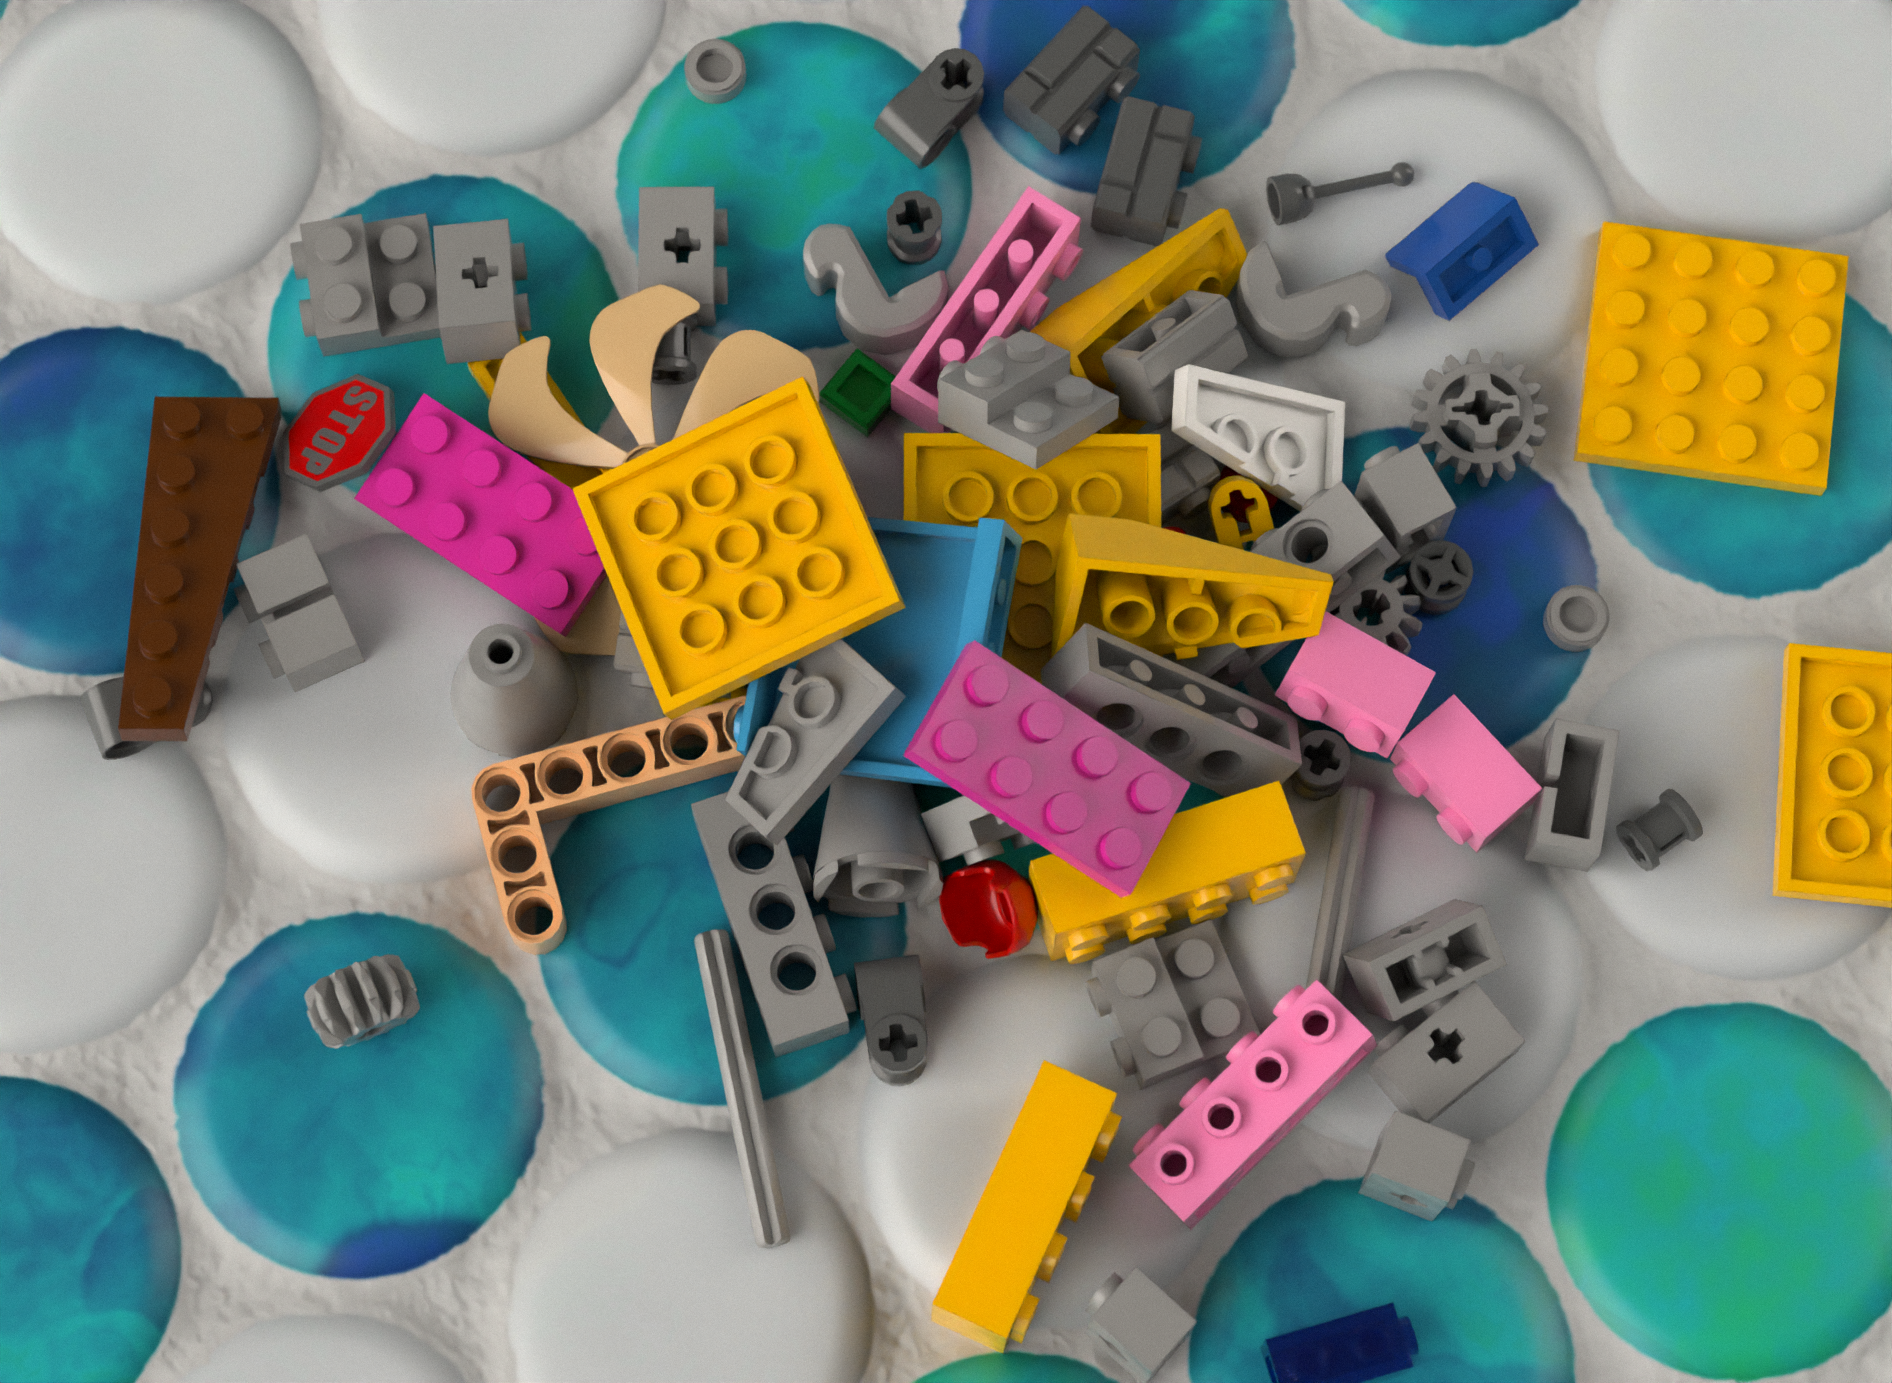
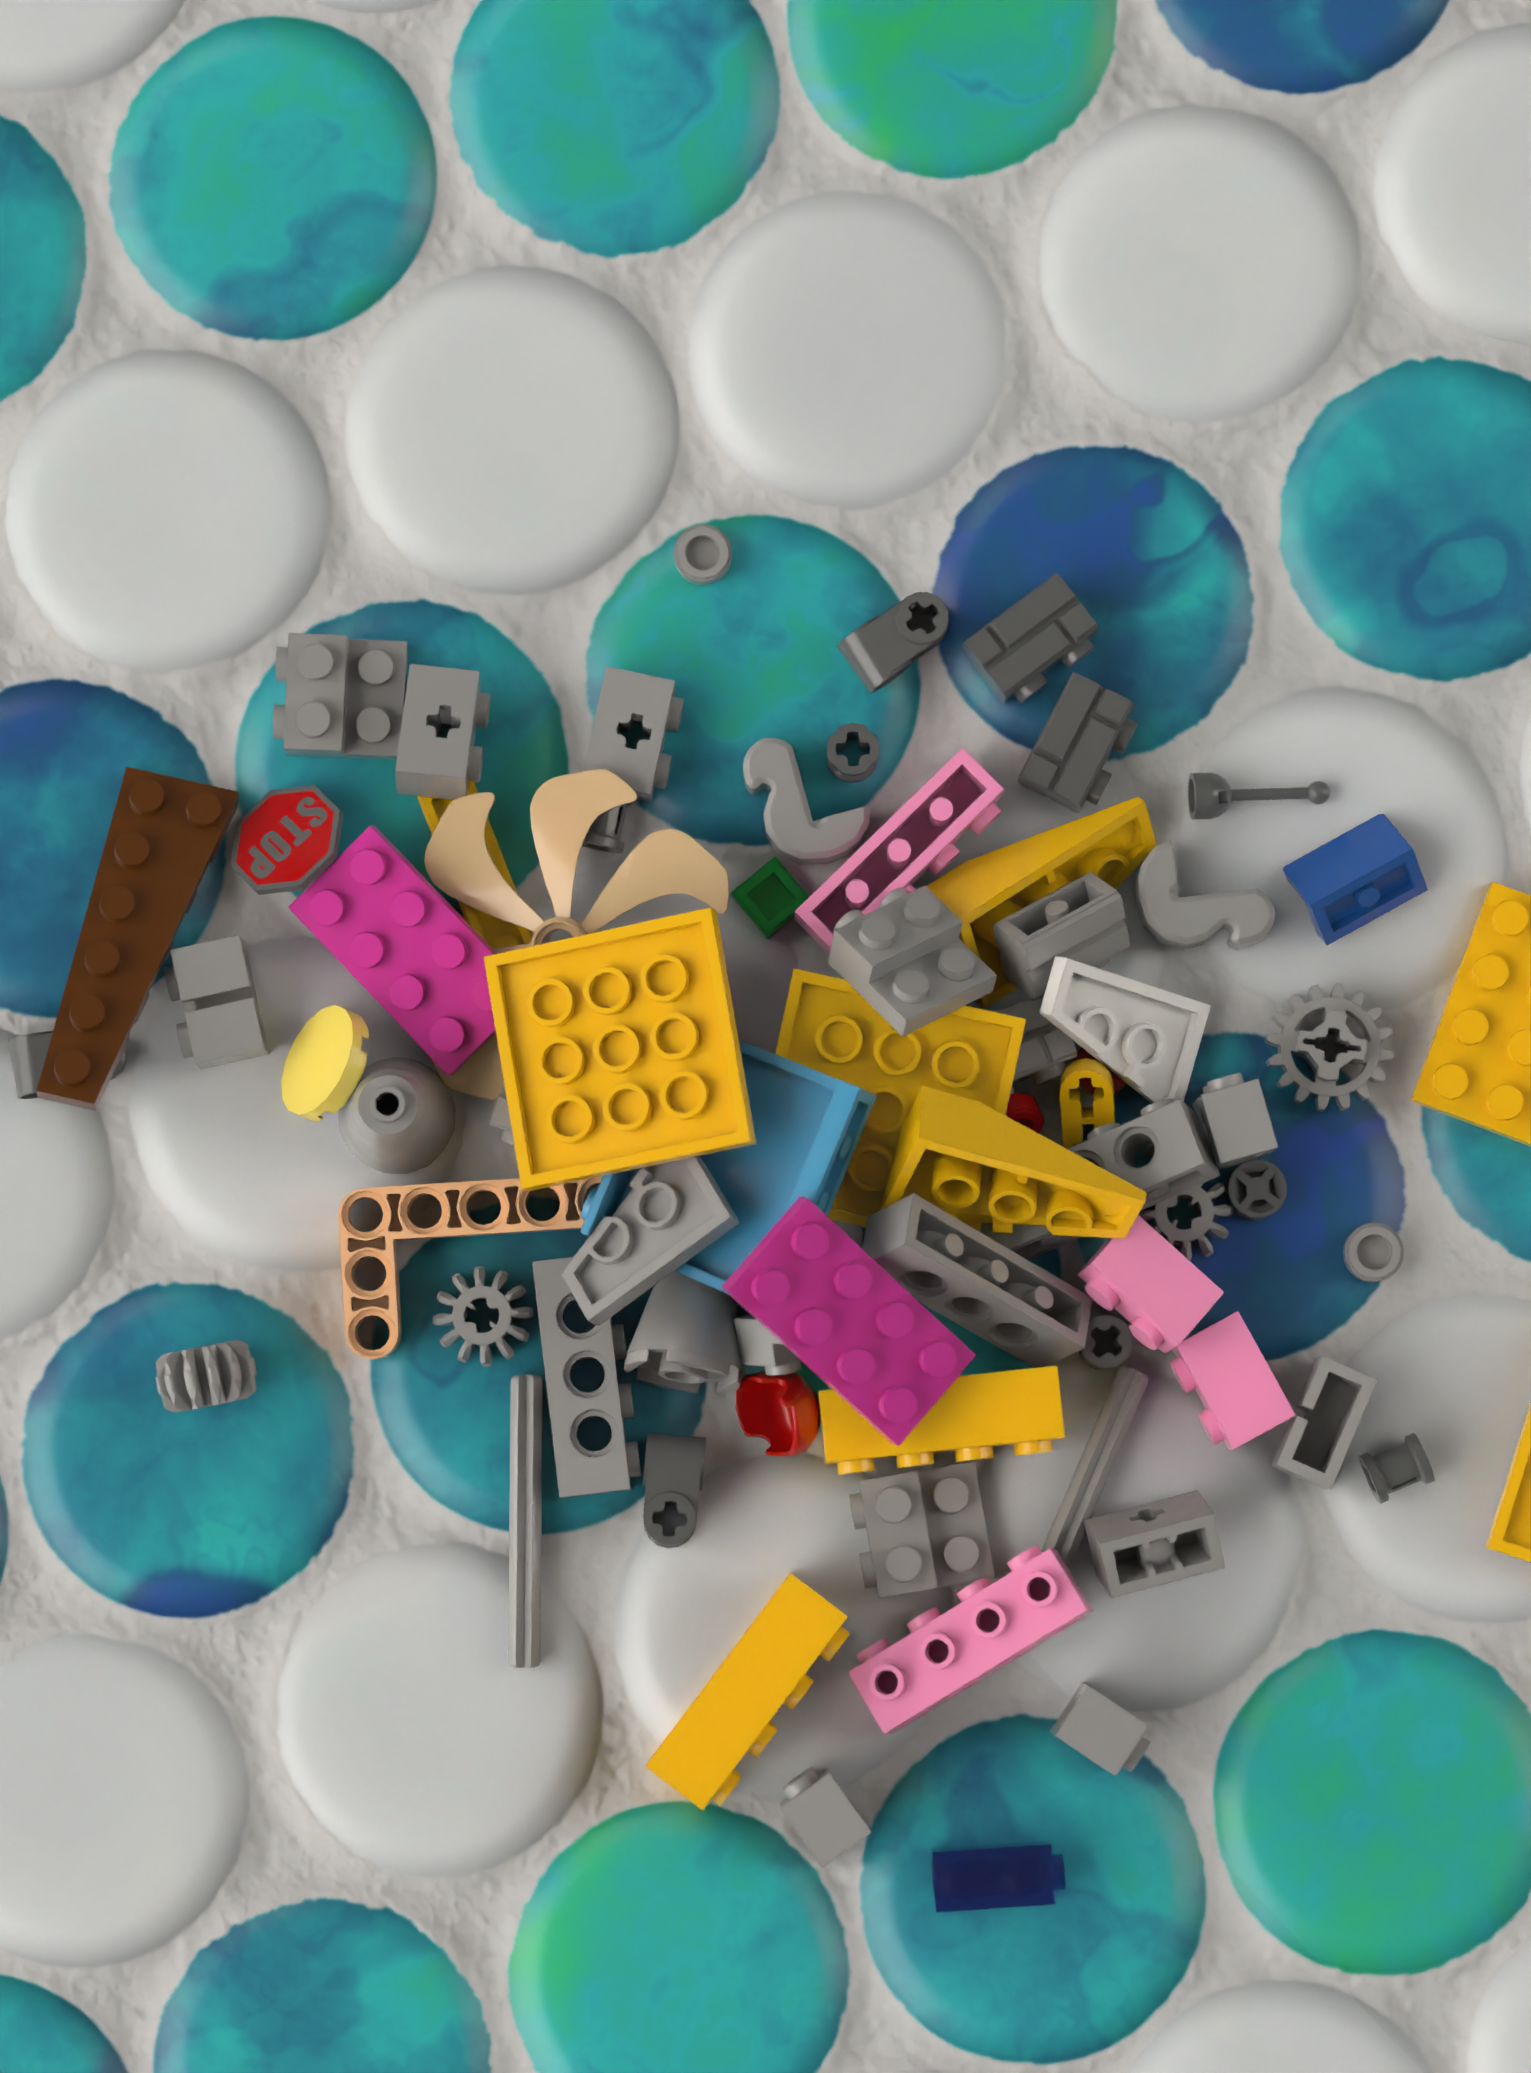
camera: 15 degrees right, 10 degrees up
(425, 647) = (324, 1063): none -> light yellow tile
(665, 860) = (495, 1301): none -> light grey gear
(1427, 1088) = (1132, 1658): light grey brick -> none

